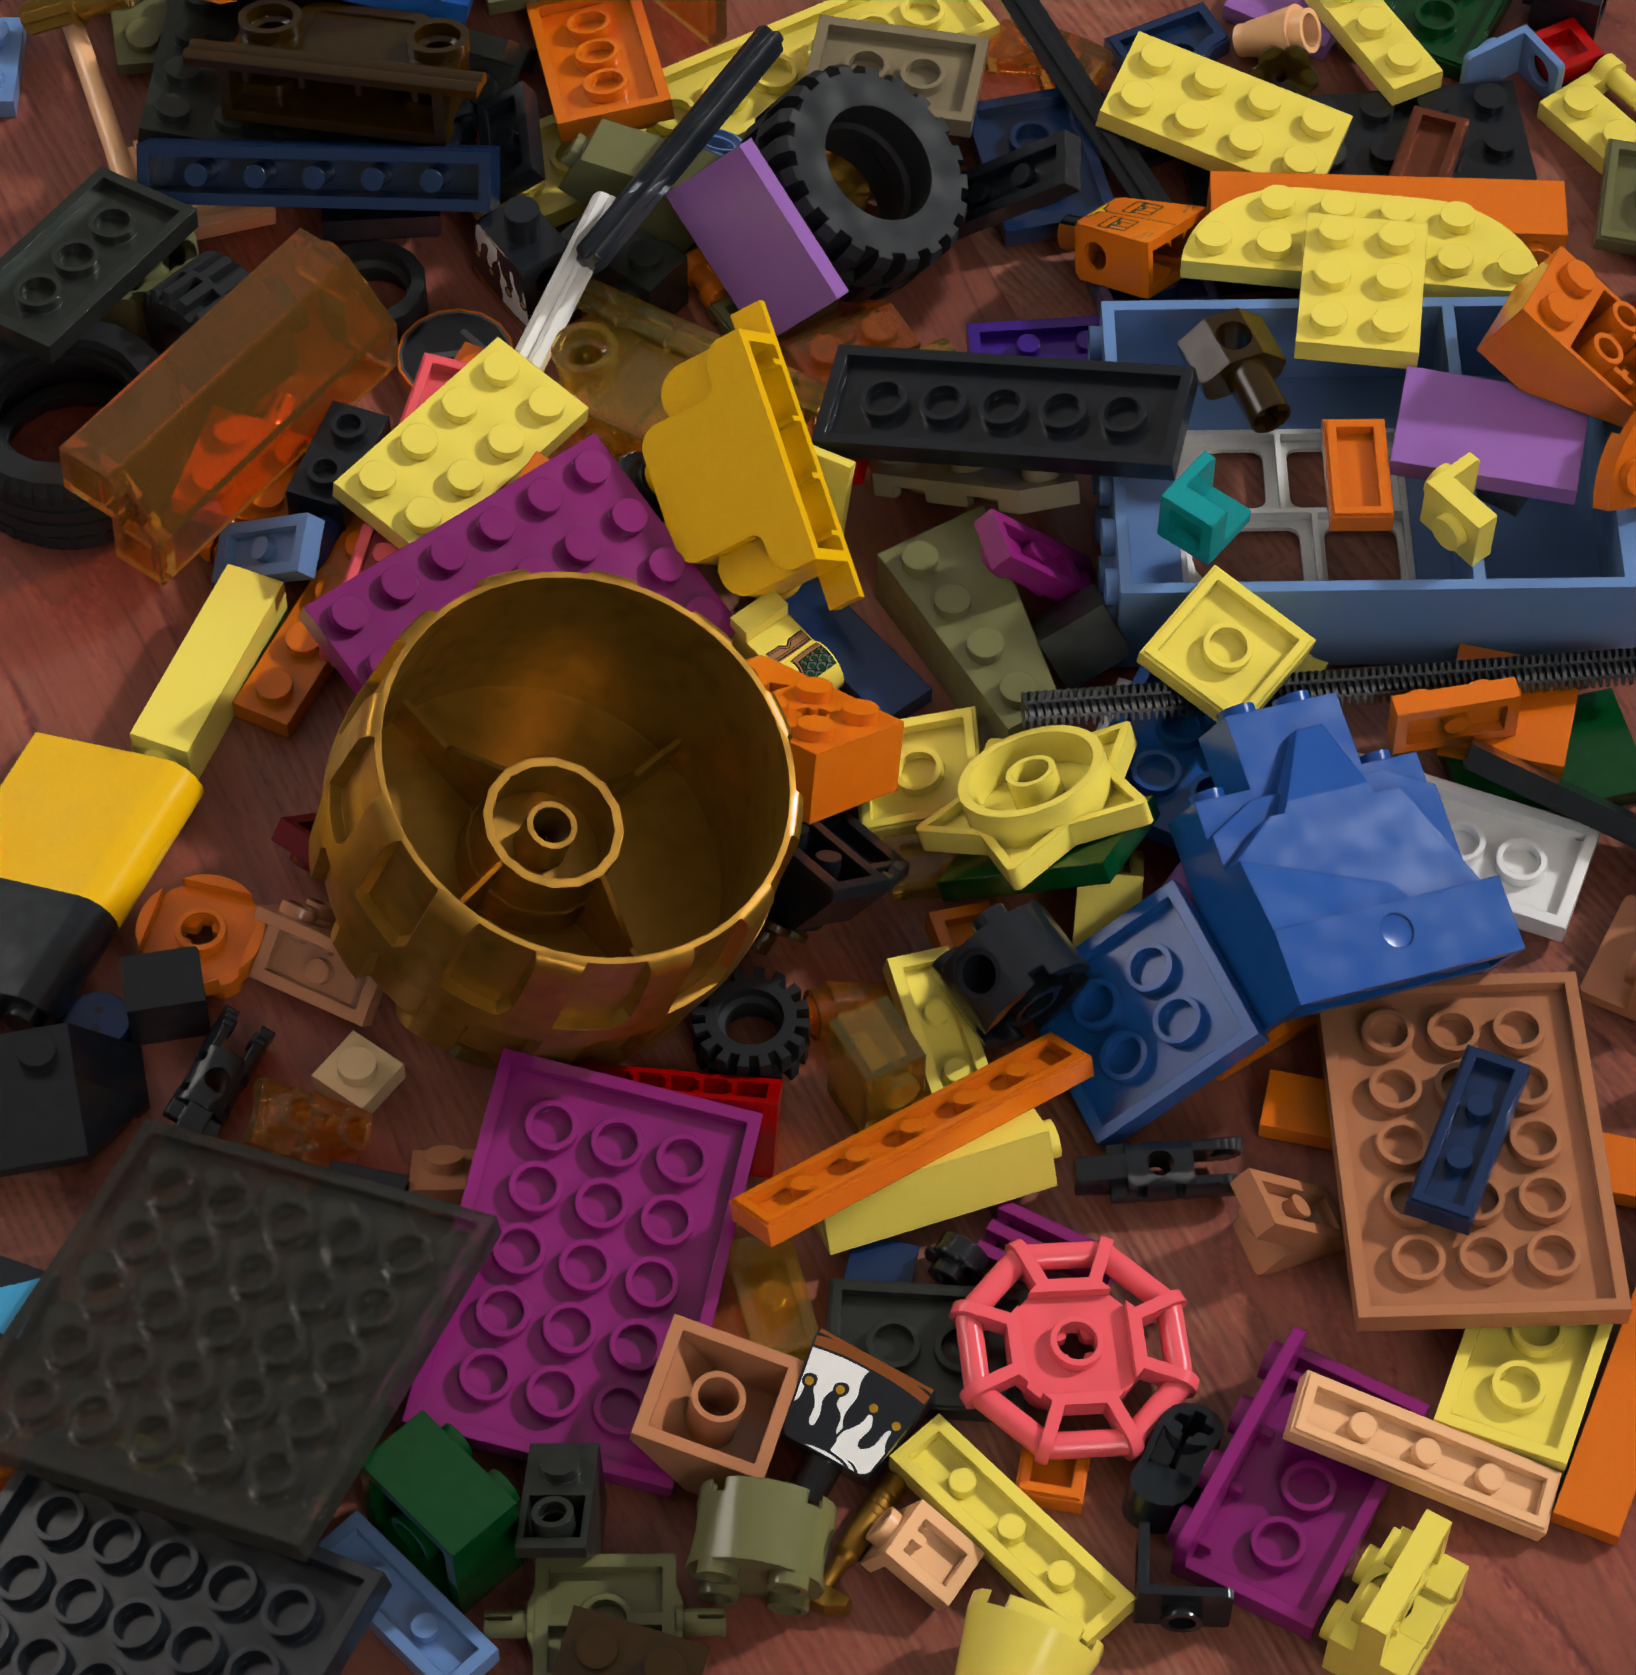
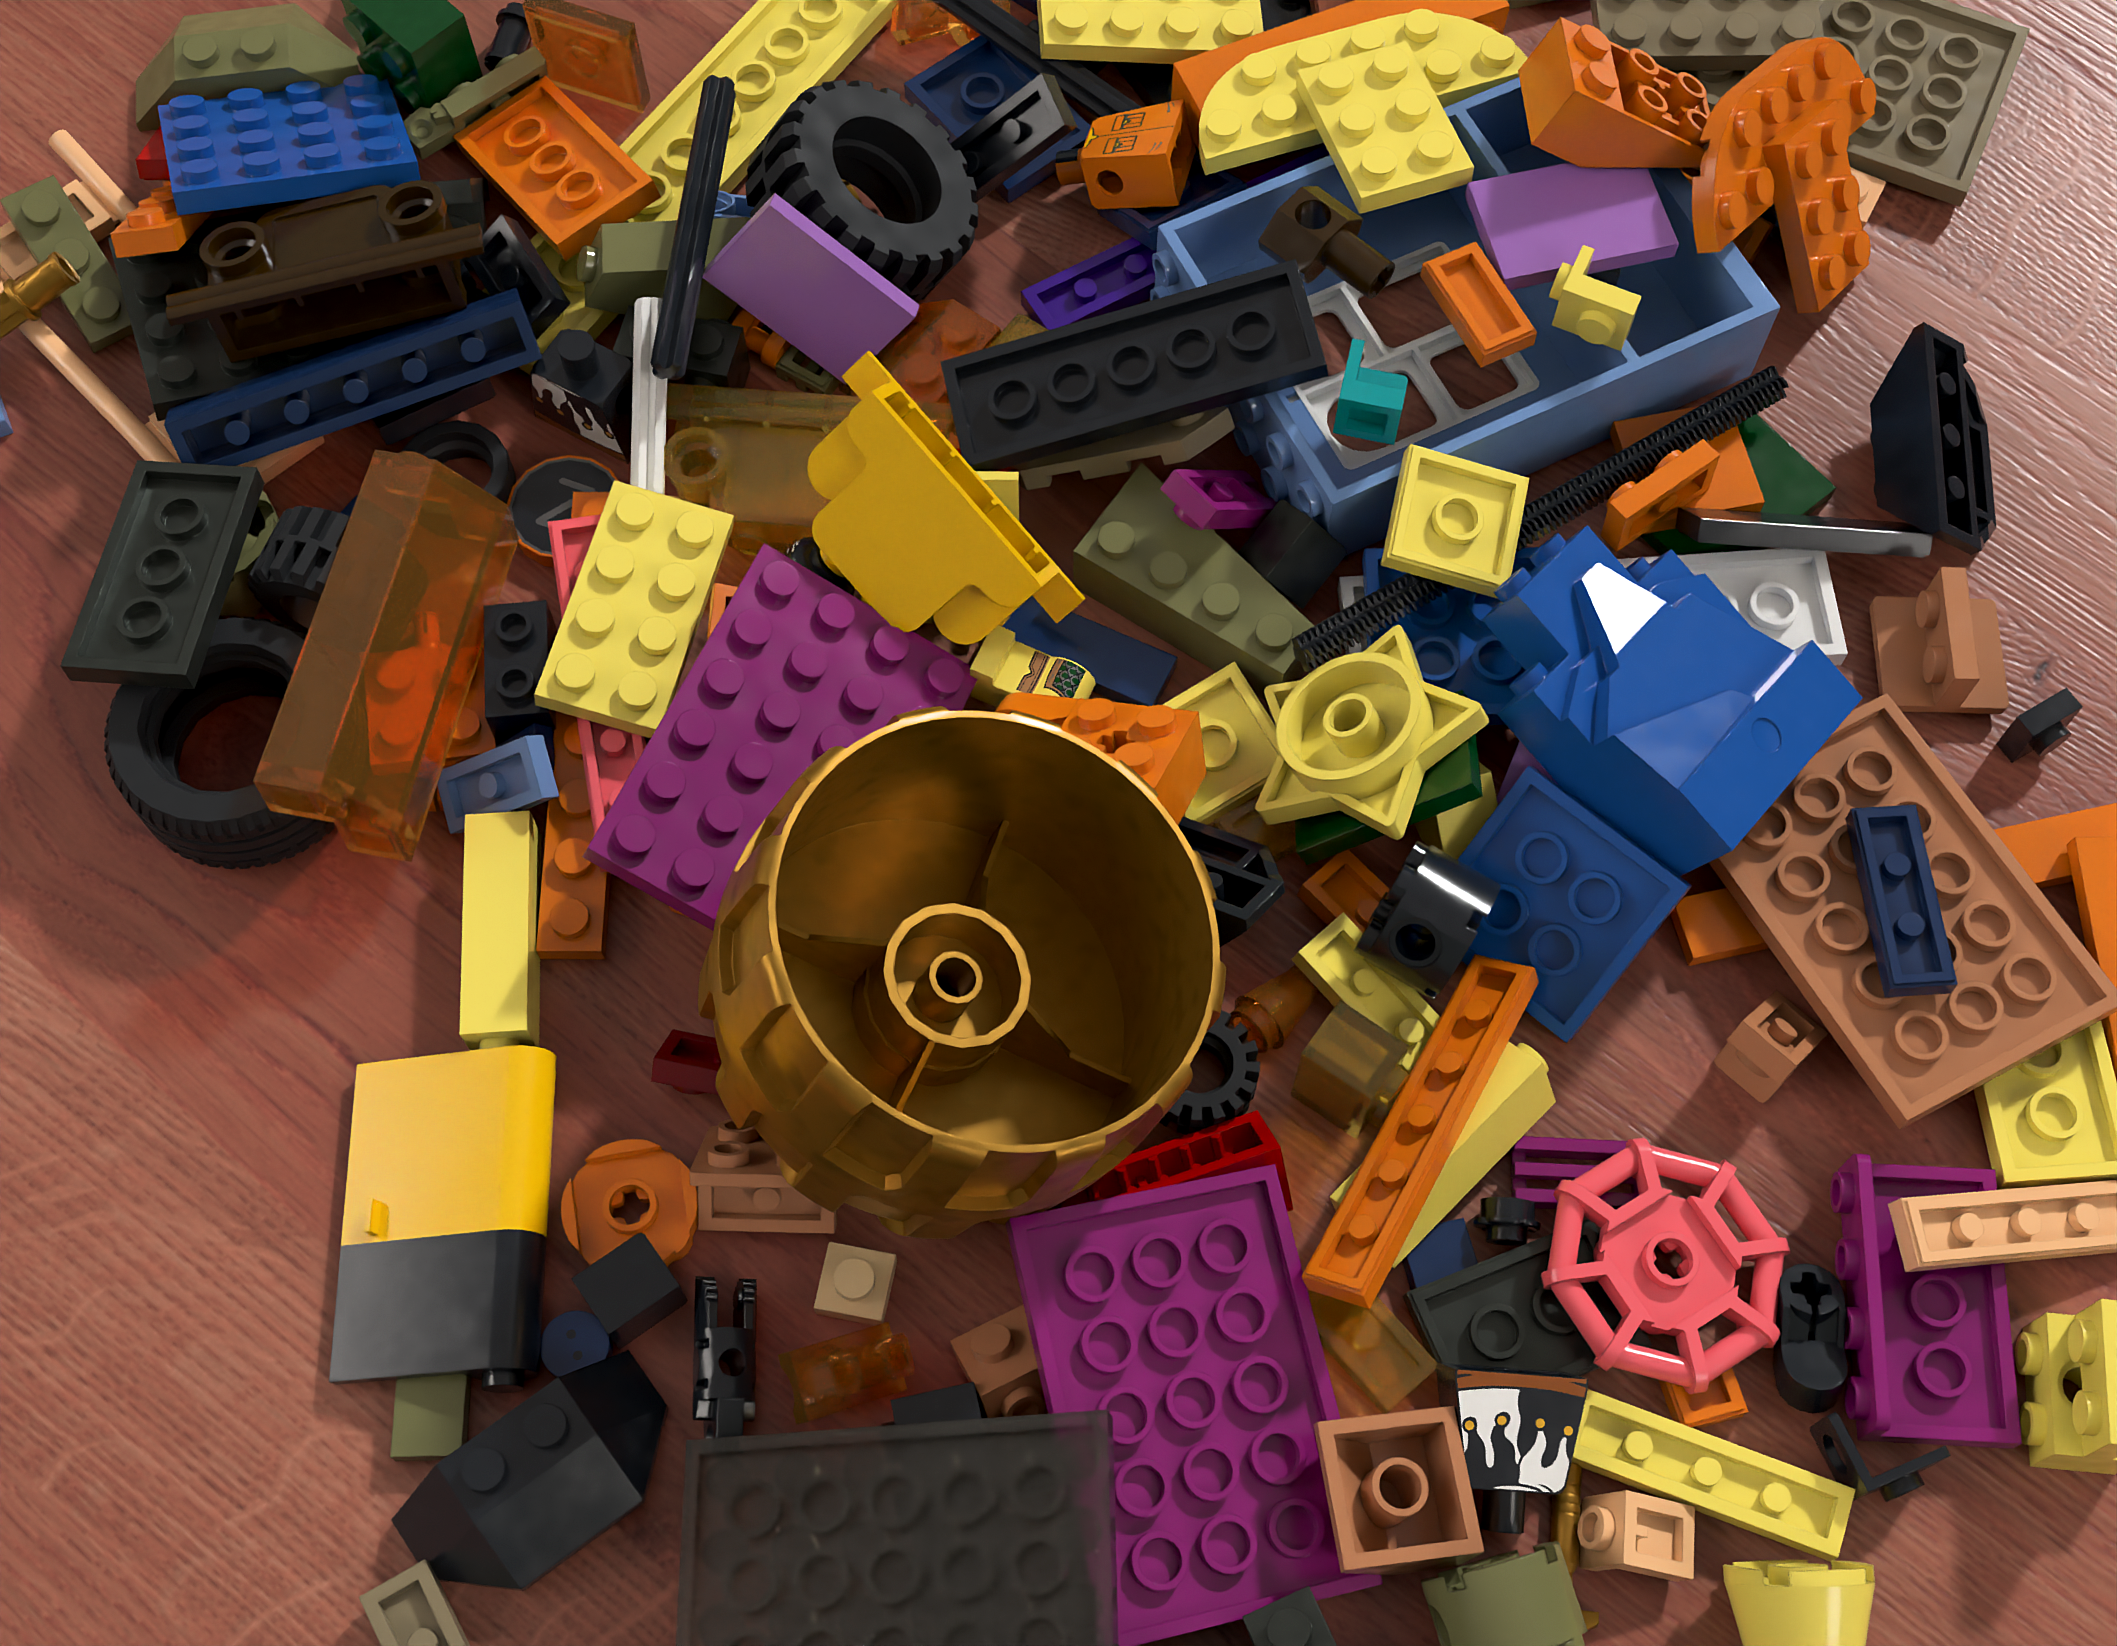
camera: 25 degrees left, 10 degrees up
(935, 63) = (862, 50): dark tan plate -> none
(1127, 1174) = (1613, 1060): black hinge -> none

